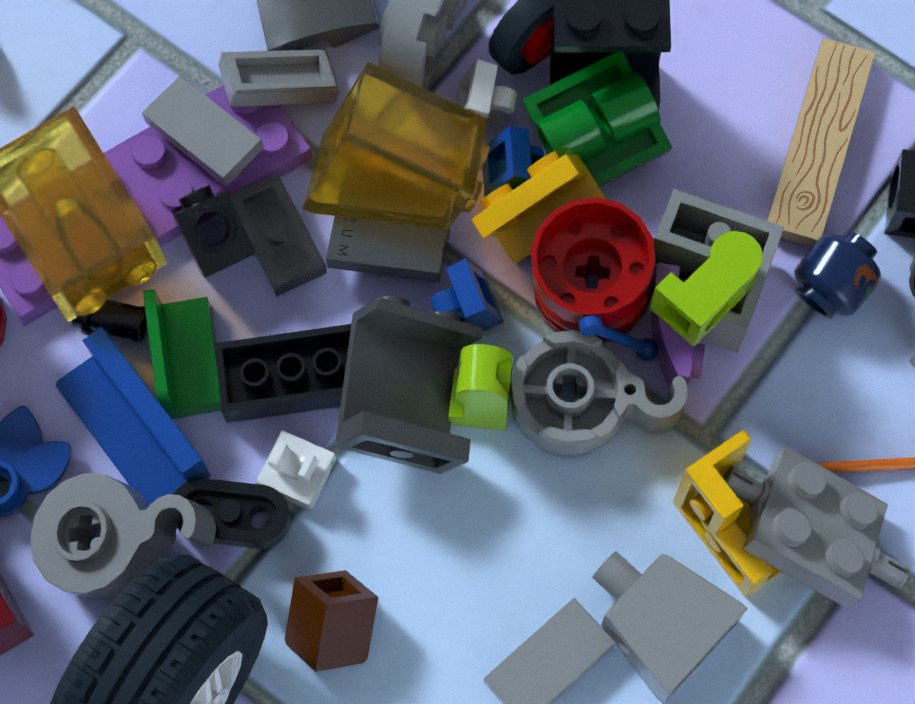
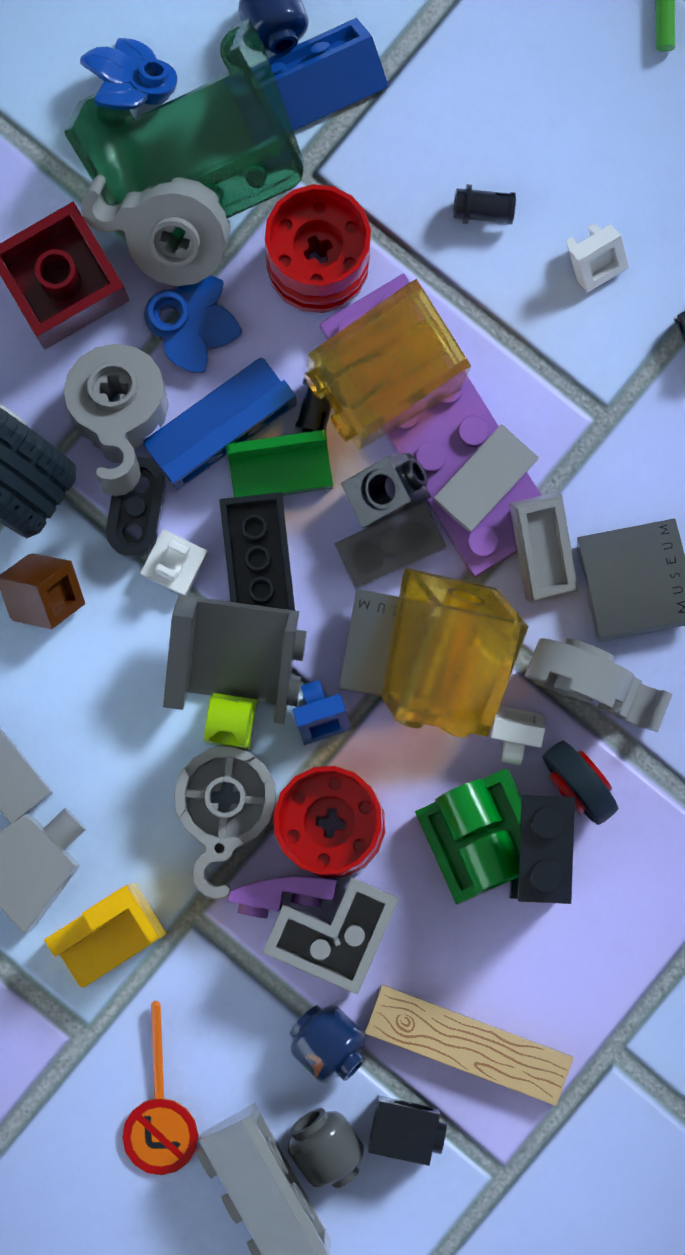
camera: 90 degrees right, 15 degrees up
(509, 159) = (448, 755): blue tile -> none
(518, 213) = (398, 780): yellow bracket -> none
(592, 325) = (271, 867): blue hinge -> none
(712, 290) = (306, 939): lime leg -> none
(816, 527) = (95, 998): light grey plate -> none

